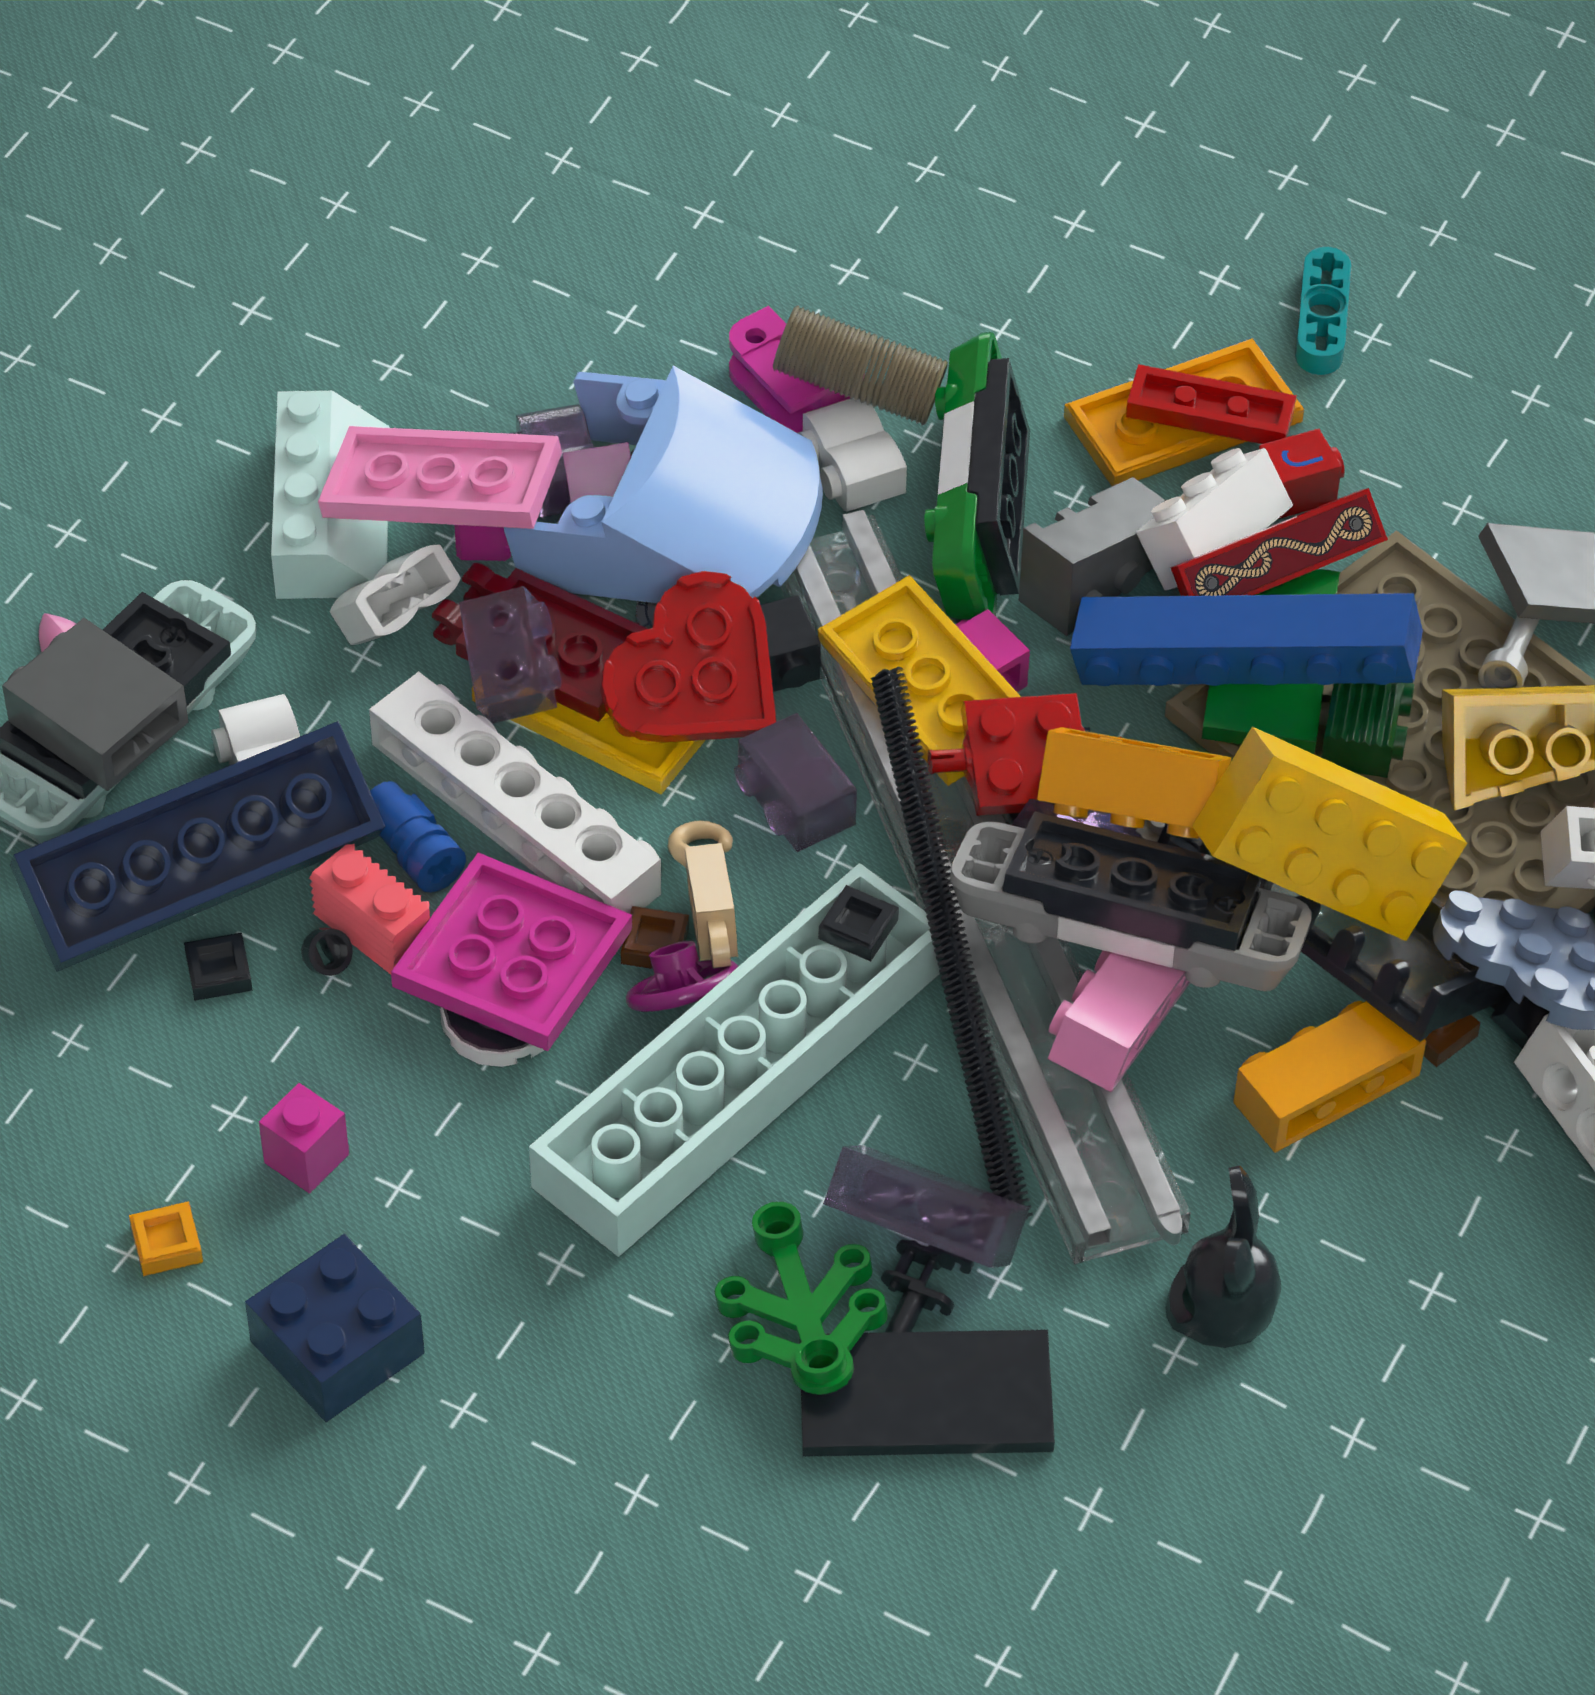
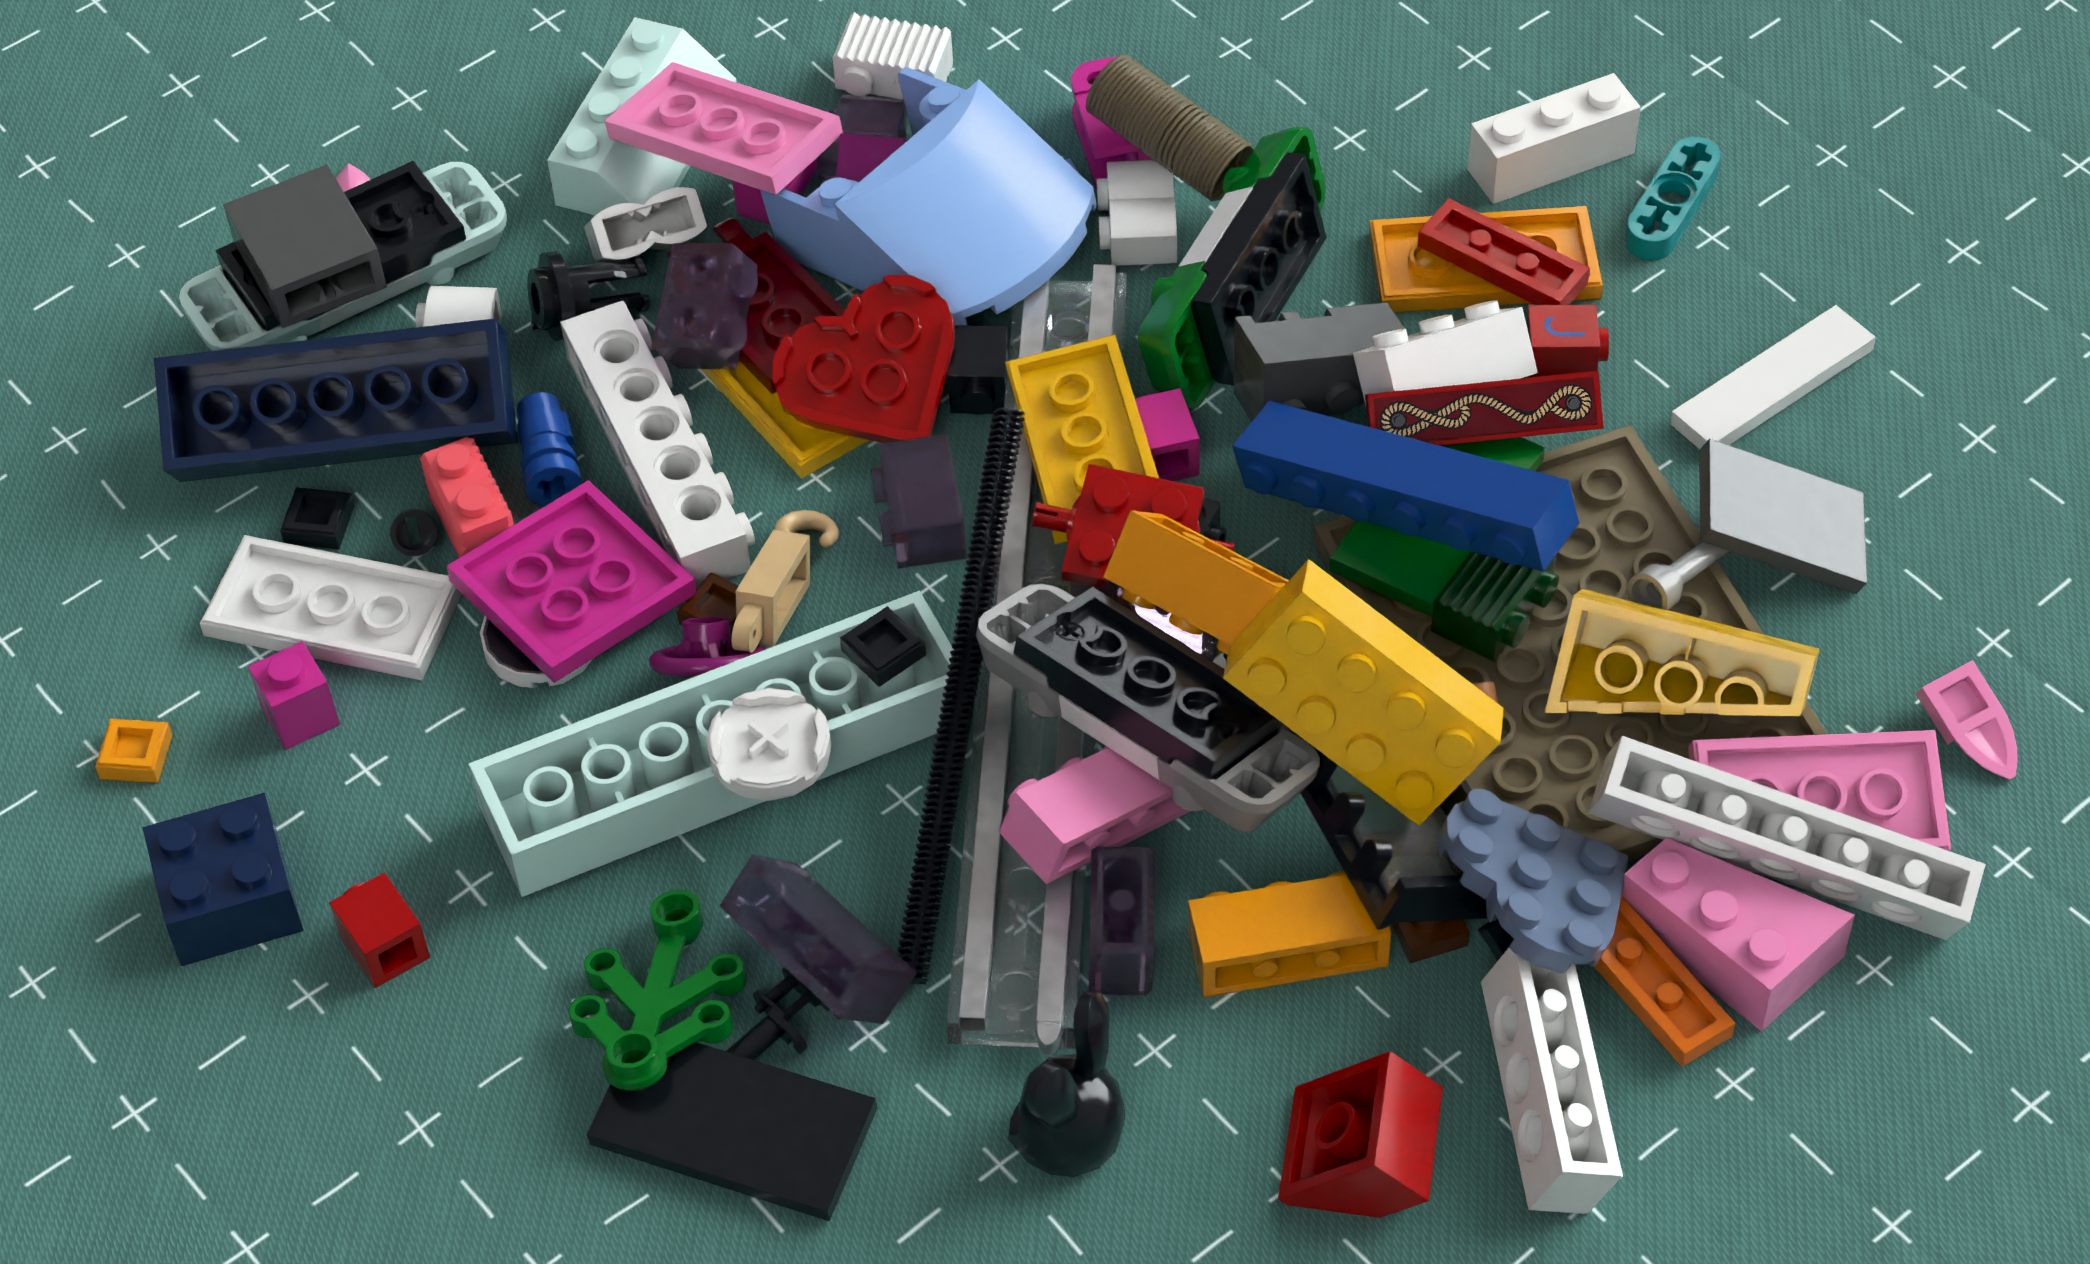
camera: 25 degrees right, 0 degrees up
(270, 1042) = (334, 603): none -> white tile
(351, 682) = (563, 291): none -> black piece
(508, 1326) = (379, 929): none -> red brick
(535, 366) = (877, 50): none -> white brick
(803, 1043) = (769, 744): none -> white tile
(1185, 1105) = (1121, 920): none -> brick
(1195, 282) = (1553, 138): none -> white brick
(1482, 1228) = (1362, 1139): none -> red slope
(1492, 456) = (1774, 379): none -> white tile

